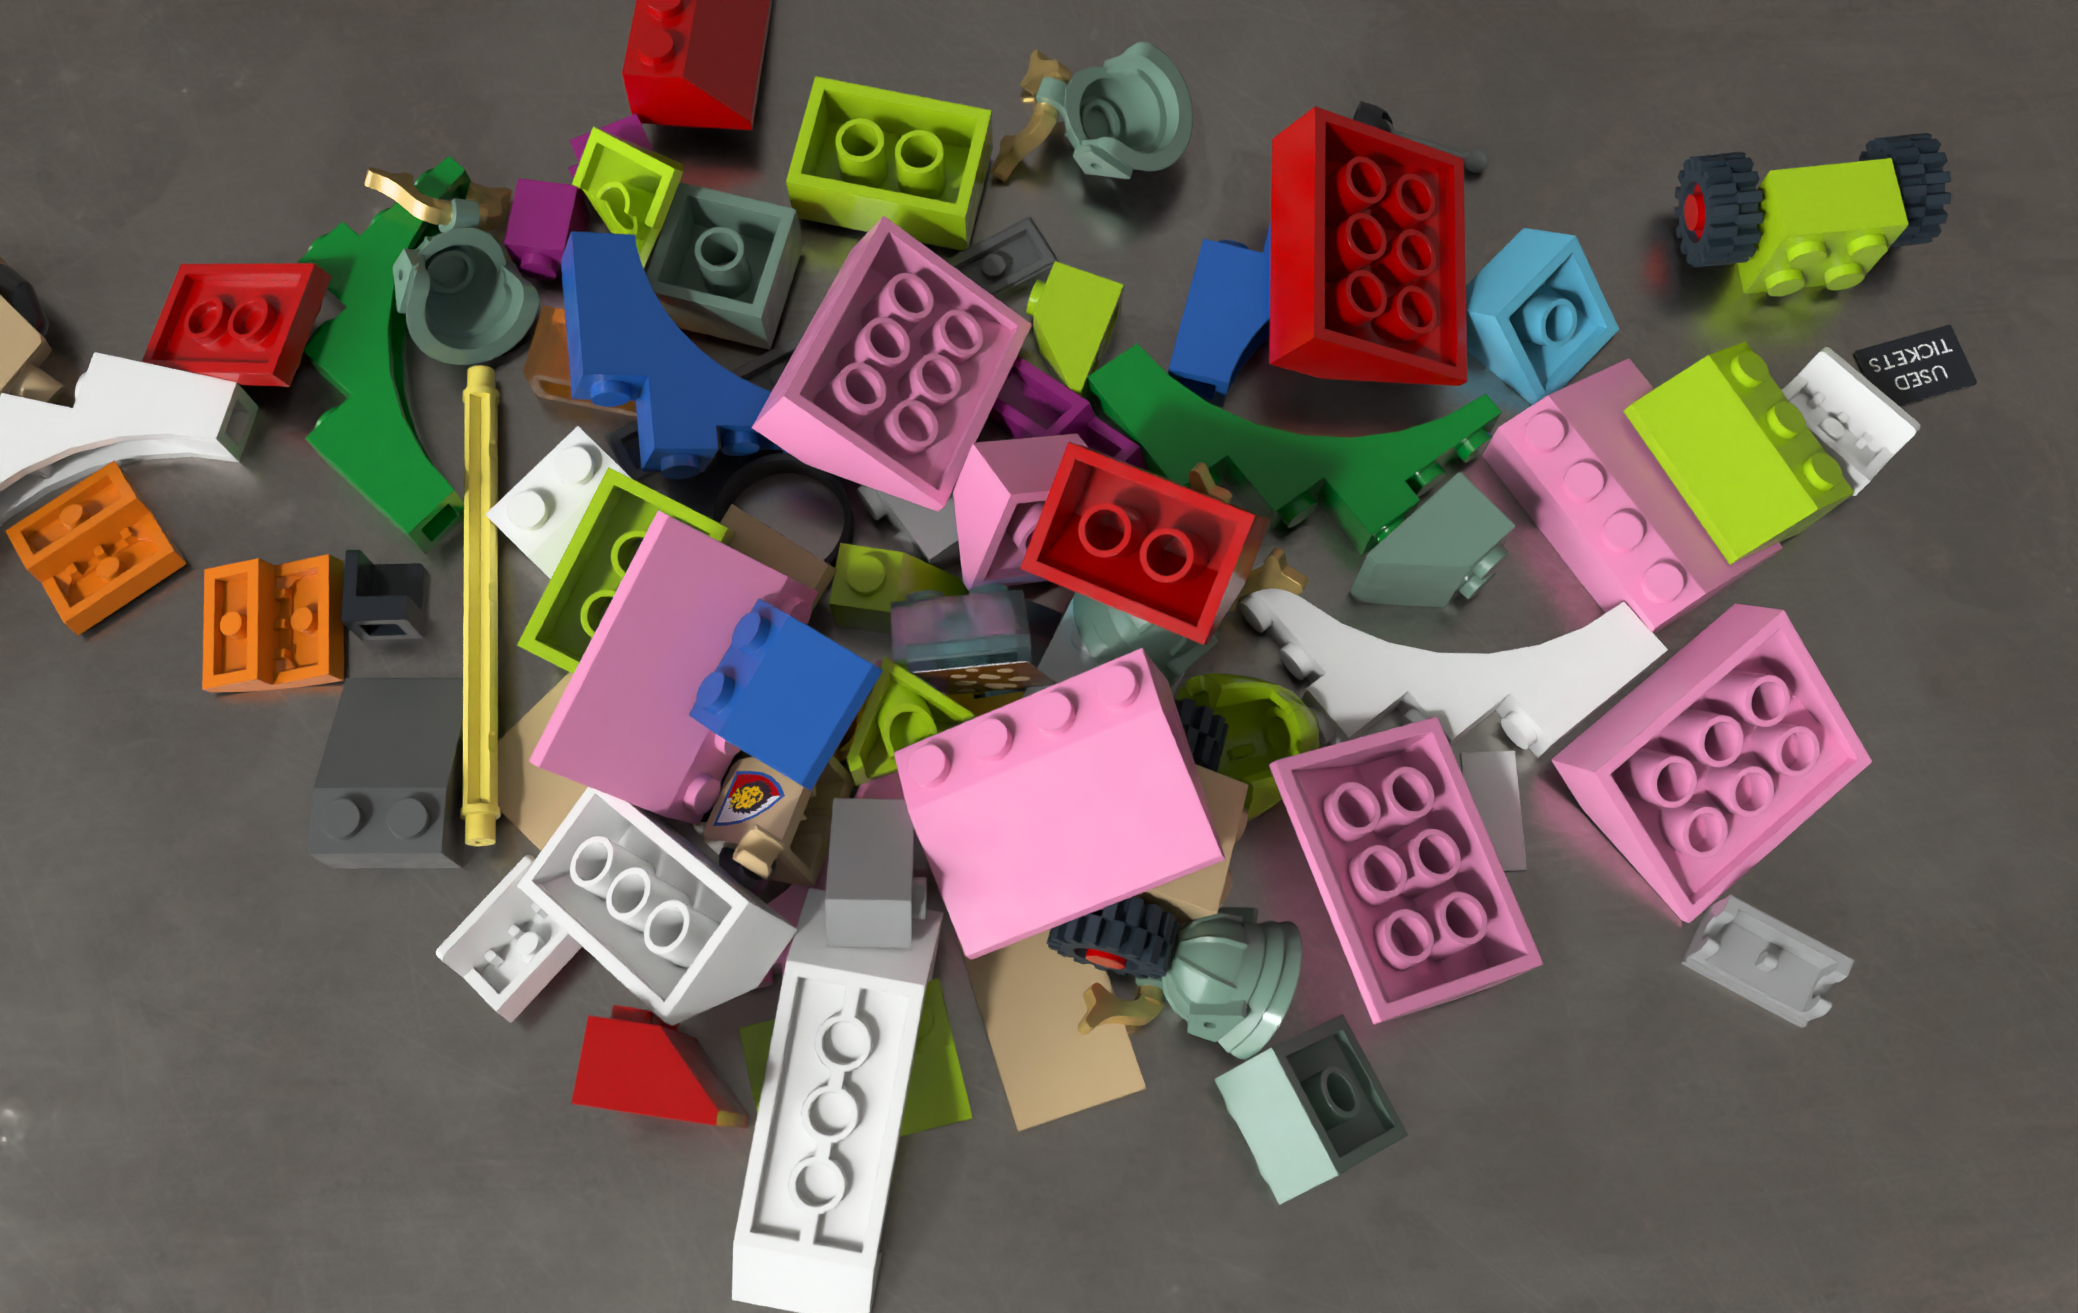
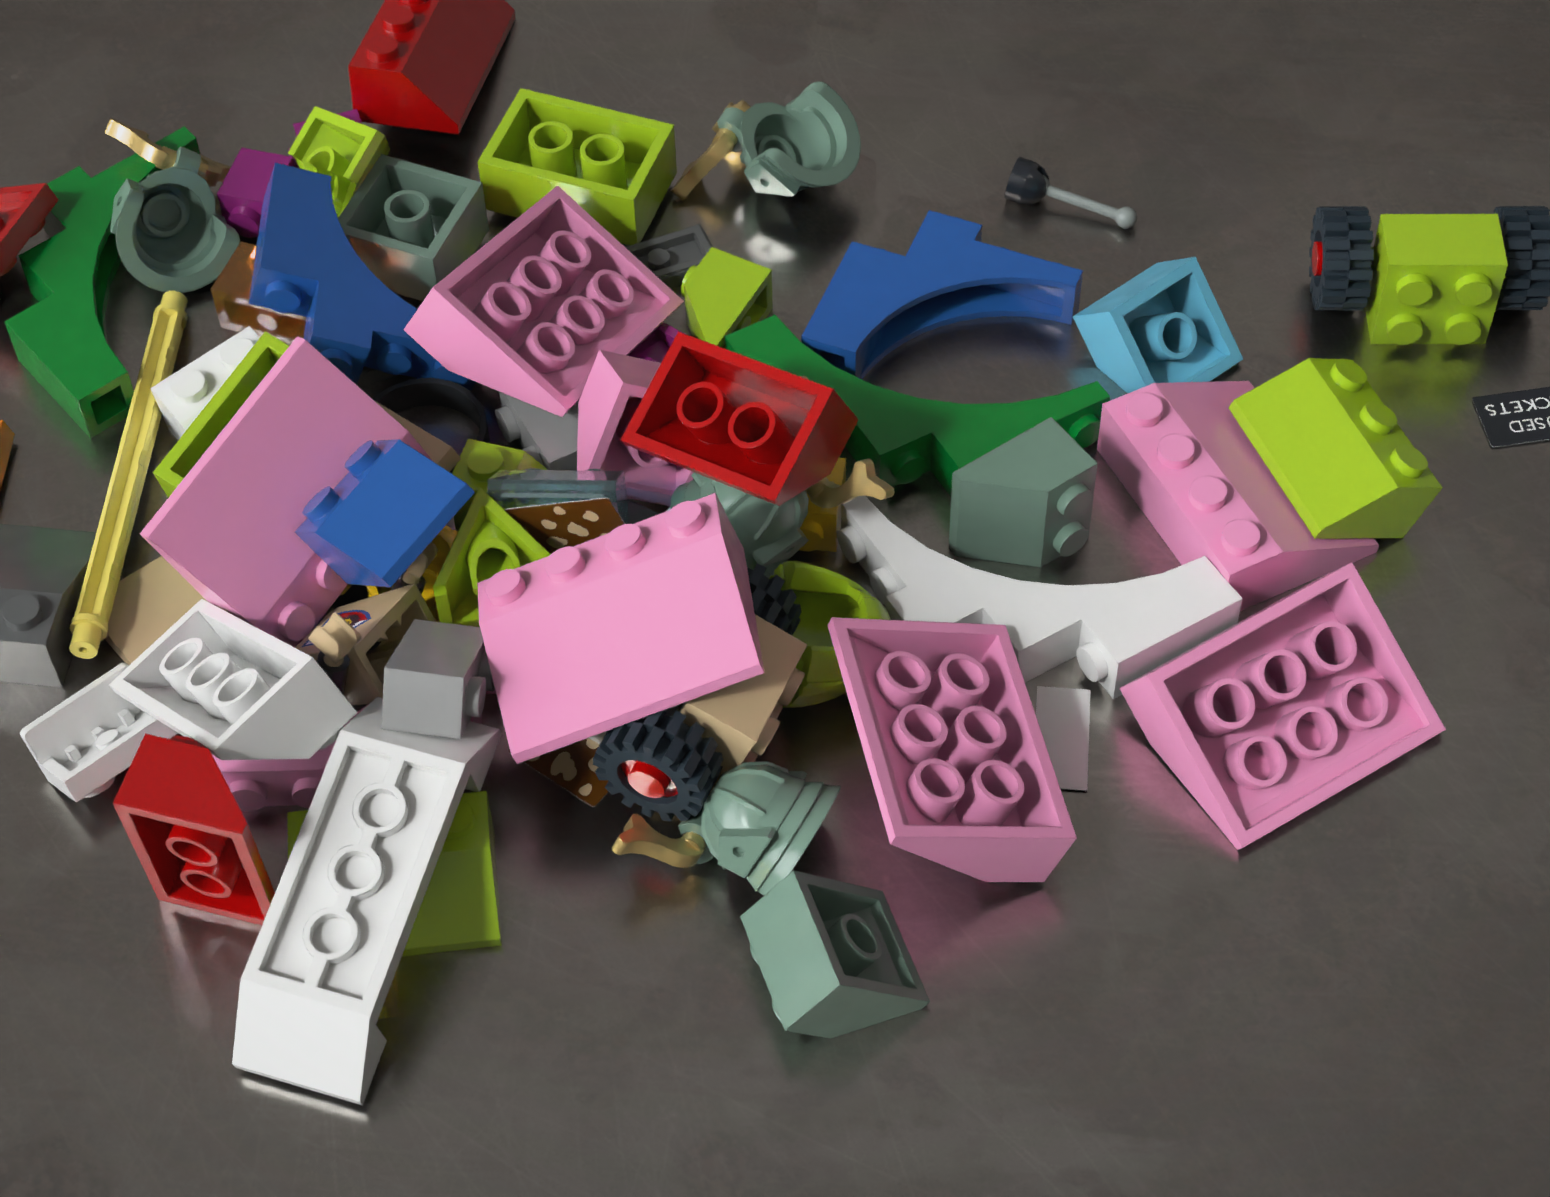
camera: 10 degrees right, 20 degrees down
(383, 598) = (42, 466): black panel -> none
(1031, 1018) = (579, 886): tan tile -> none
(1366, 255) = (998, 257): red slope -> none
(1766, 961) = (1311, 879): light grey hinge -> none
(1850, 417) = (1457, 440): white bracket -> none

